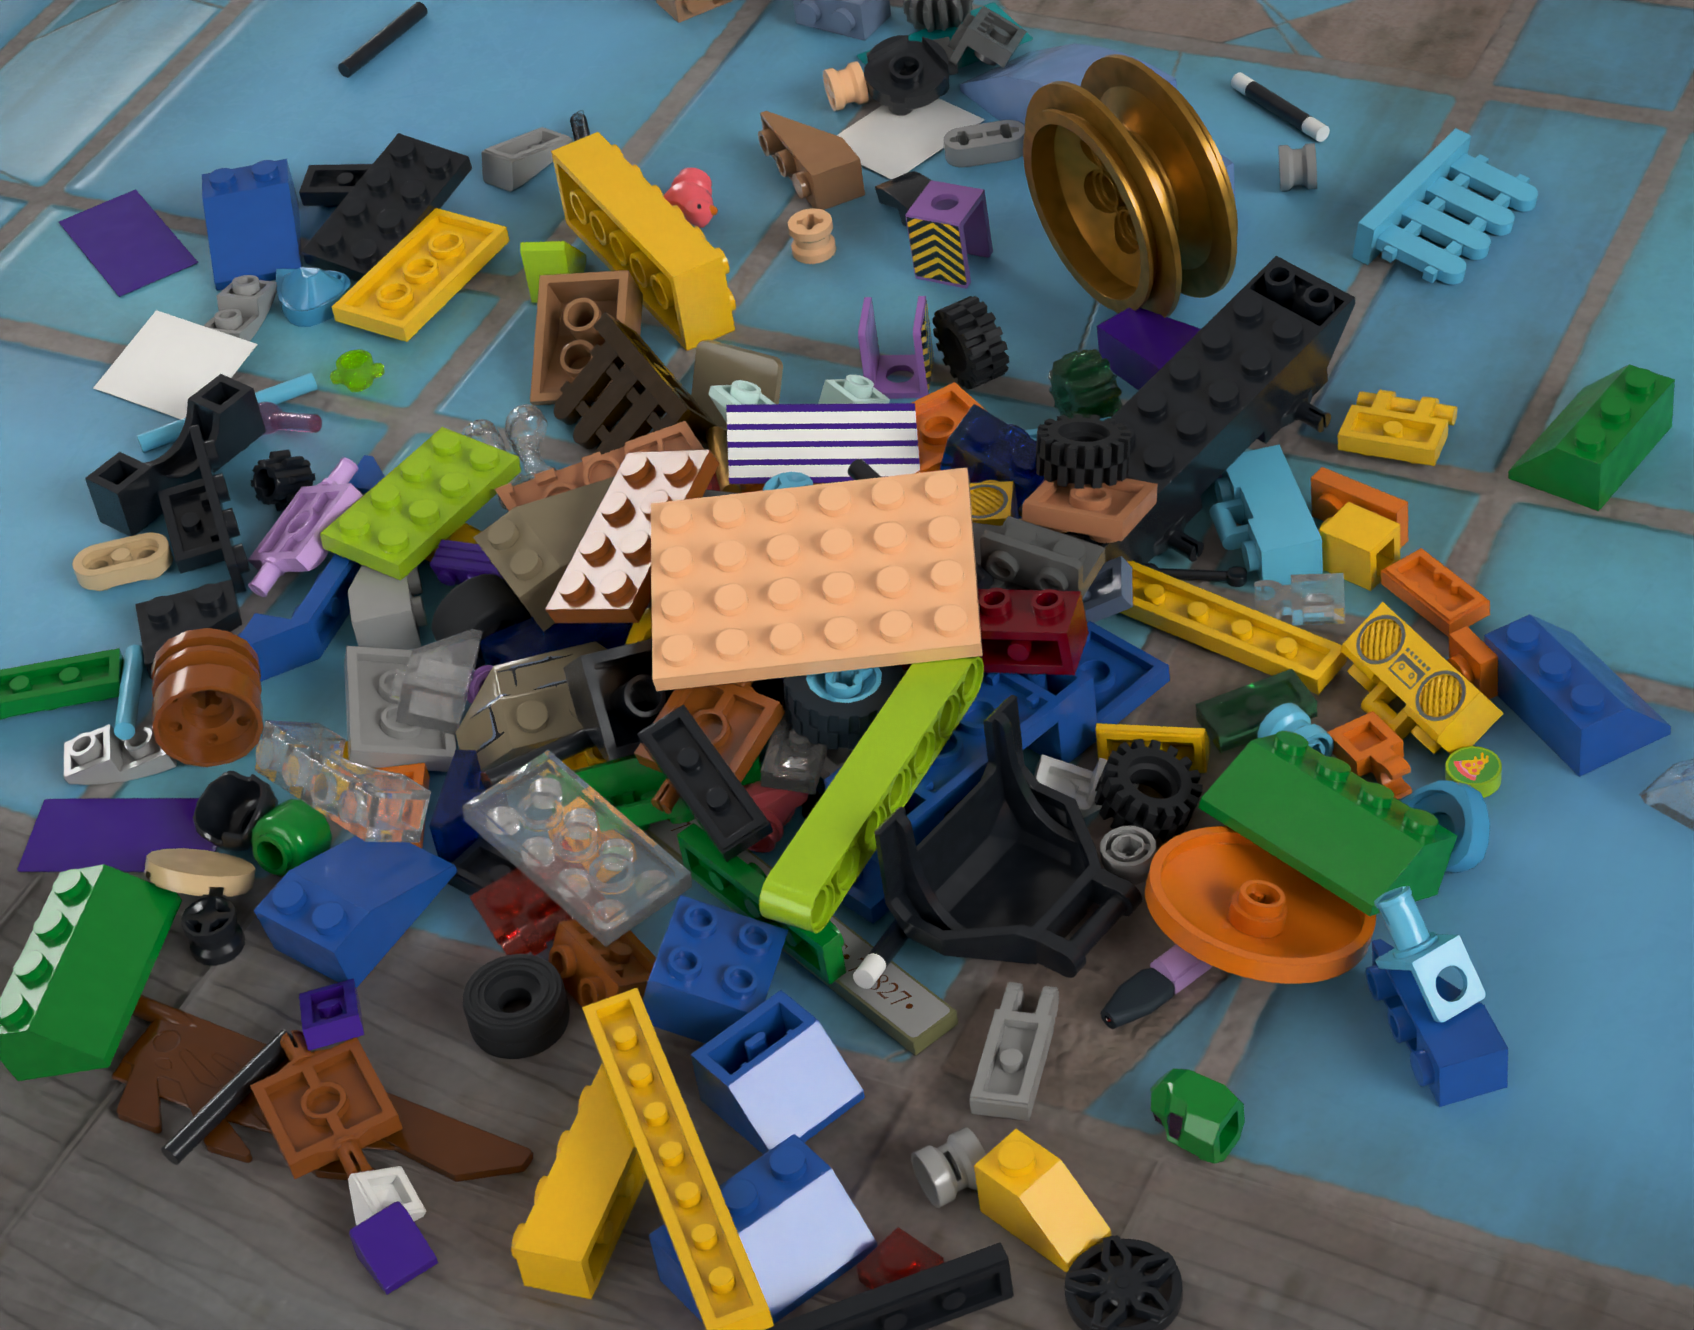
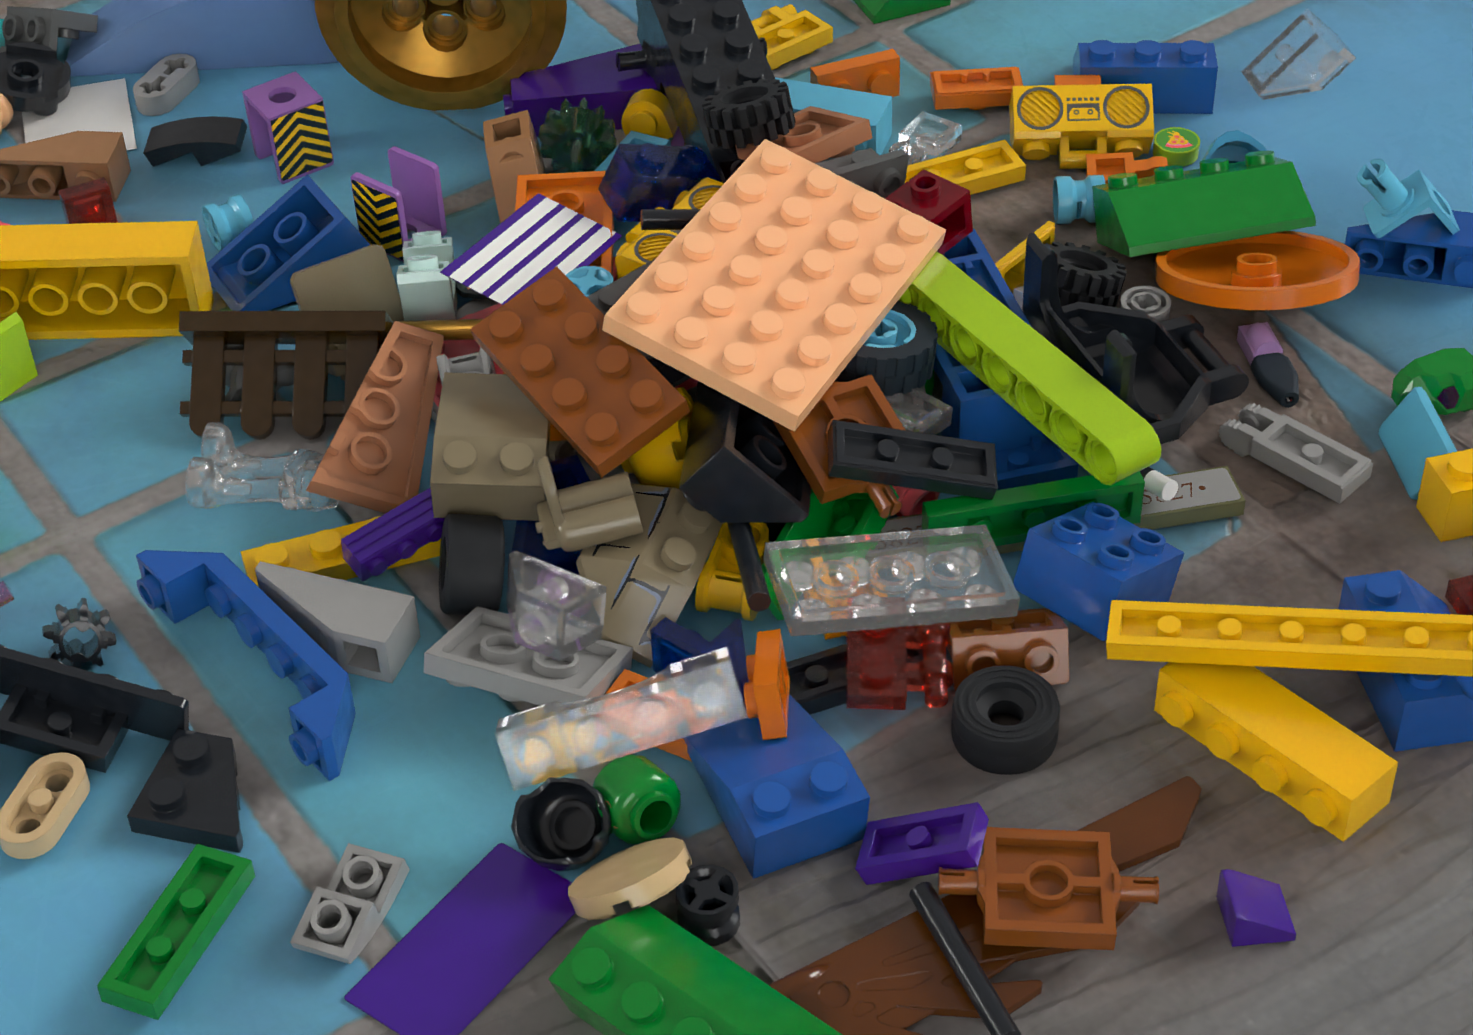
camera: 65 degrees left, 0 degrees up
(129, 692) = (284, 860): medium azure bar -> none
(206, 697) = (381, 783): dark orange wheel -> none
(295, 537) = (191, 632): lavender plate -> none
(378, 1189) = (1193, 895): white slope -> none
(420, 503) = (270, 536): lime plate -> none
(421, 841) = (768, 685): none -> orange plate
(528, 640) = (586, 512): none -> dark tan piece
(566, 321) = (122, 370): medium nougat slope -> none
(771, 201) = (88, 203): none -> clear red plate
(775, 1075) = (1233, 565): slope -> none
(806, 329) = (286, 238): none -> blue slope
(812, 236) = (162, 200): light nougat wheel -> none
(815, 278) = (226, 220): none -> medium azure wheel
(948, 1167) = (1407, 526): light grey wheel -> none
(970, 342) = (457, 147): black tyre -> none
(1015, 374) = (510, 152): none -> medium nougat slope
(1104, 1134) = (1412, 436): none -> medium azure slope
(1237, 715) = (1022, 204): clear green plate -> none
(1359, 545) = (907, 87): yellow brick -> none

